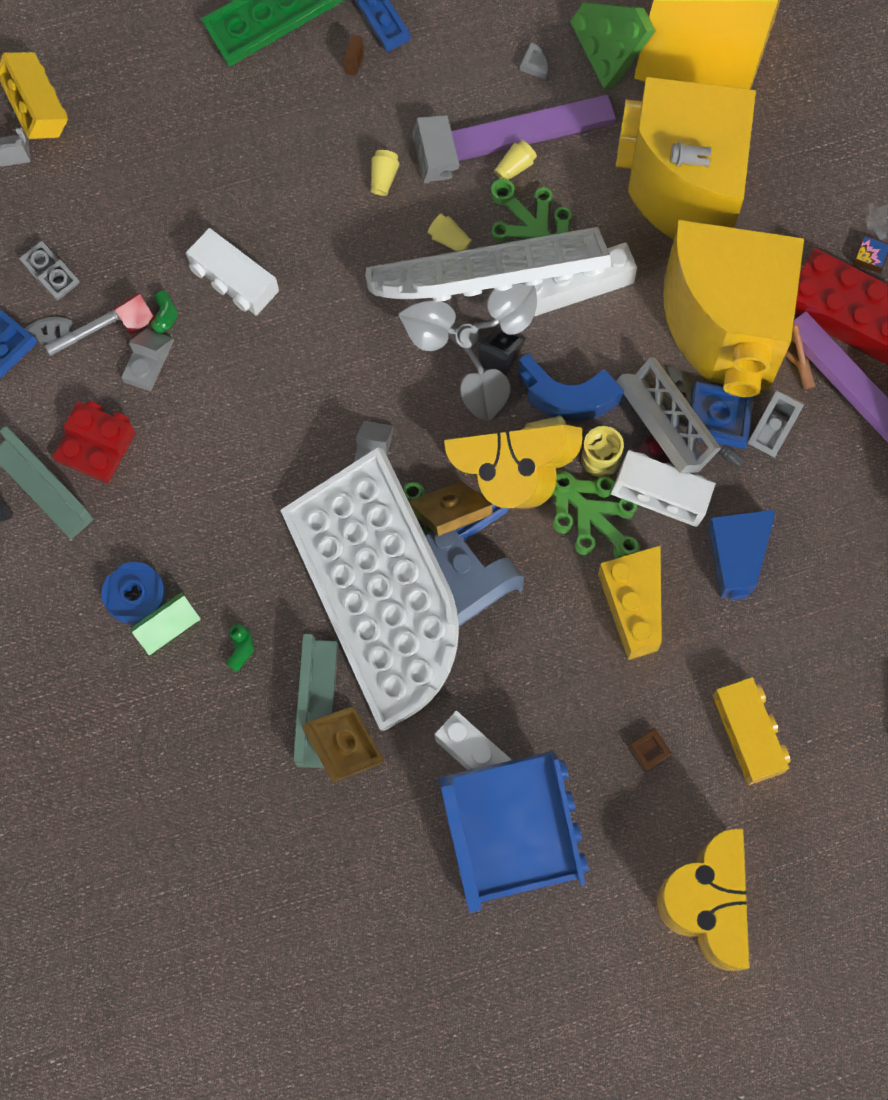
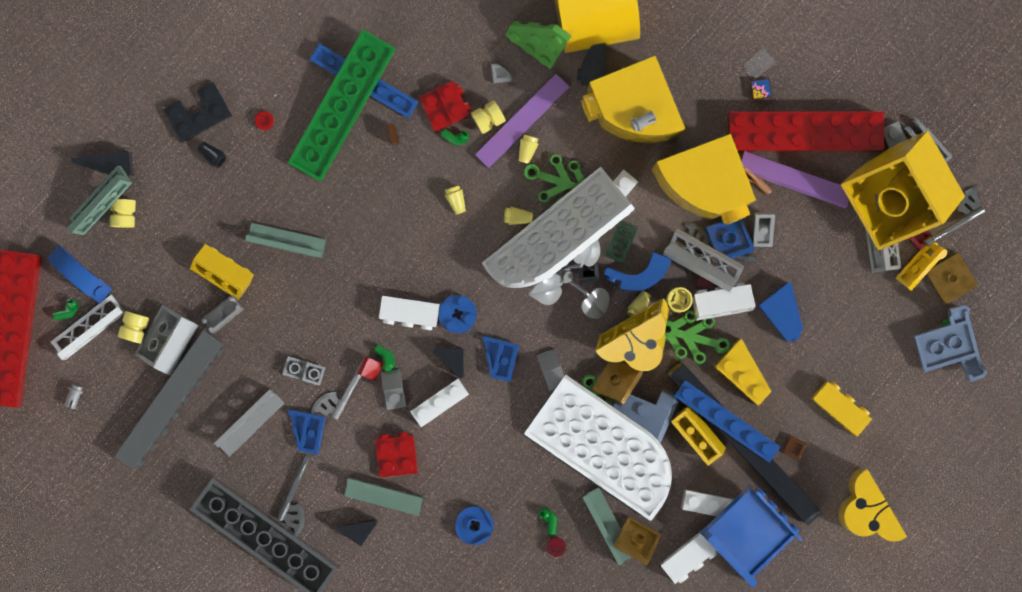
camera: 35 degrees left, 15 degrees up
(137, 108) = (286, 240): none -> sand green fence
(165, 623) = (502, 532): tile -> none
(194, 404) = (439, 402): none -> white brick
(226, 690) = (556, 547): none -> dark red tile
(251, 361) = (453, 359): none -> black slope
(289, 296) = (467, 318): none -> blue plate
(314, 396) = (501, 358): none -> blue wing
(401, 815) = (688, 558): none -> white brick
(428, 105) = (455, 139): none -> green arm
(435, 148) = (477, 167): light grey hinge -> none
(442, 60) = (445, 106): none -> red plate
(487, 96) = (488, 116): none -> light yellow wheel
(521, 646) = (698, 435): none -> yellow brick
(573, 649) = (727, 421): none -> blue plate
(581, 704) = (770, 472): none -> black beam
(584, 341) = (627, 225): none -> clear green slope

